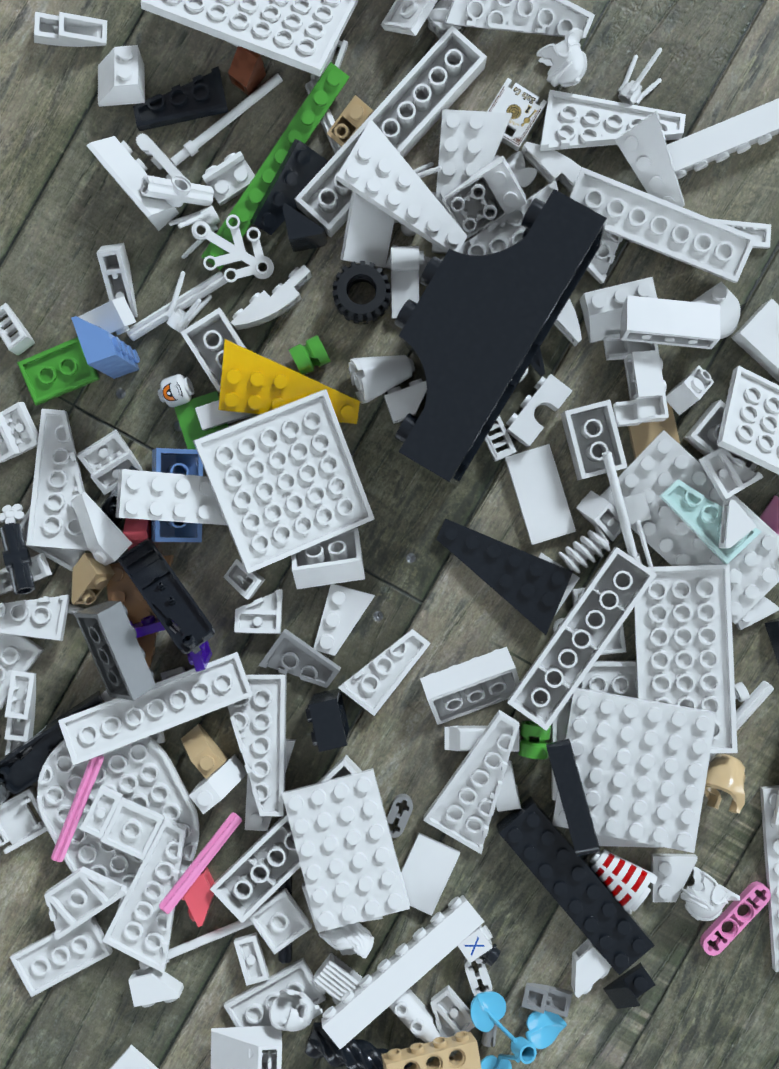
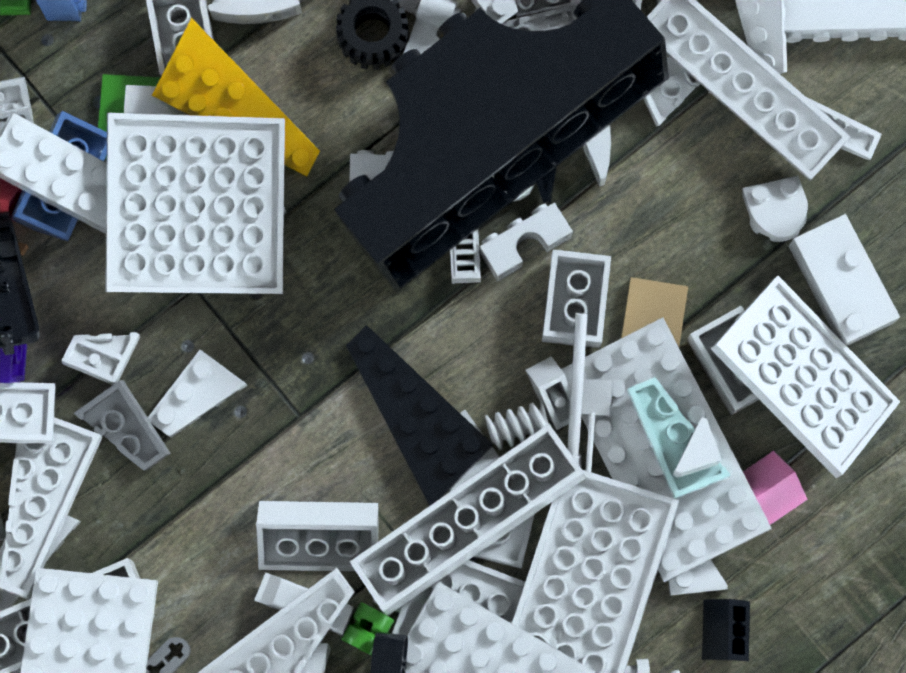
camera: 25 degrees right, 10 degrees down
(176, 390) = (112, 58): white head -> none
(243, 582) = (100, 306): white slope -> none
(309, 355) = (283, 77): bright green wheel -> none
(329, 561) = (208, 321): white slope -> none
(329, 720) = (129, 501): black brick -> none
(378, 374) = (354, 129): white cone -> none
(382, 675) = (213, 483): white wing -> none
(540, 494) = (490, 341): white tile -> none
(604, 306) = (666, 162): white slope -> none
(644, 381) = (664, 246): white bracket -> none
(670, 322) = (714, 195): white brick -> none
(689, 390) = (713, 285): white slope -> none
(728, 473) = (716, 392): white wing -> none

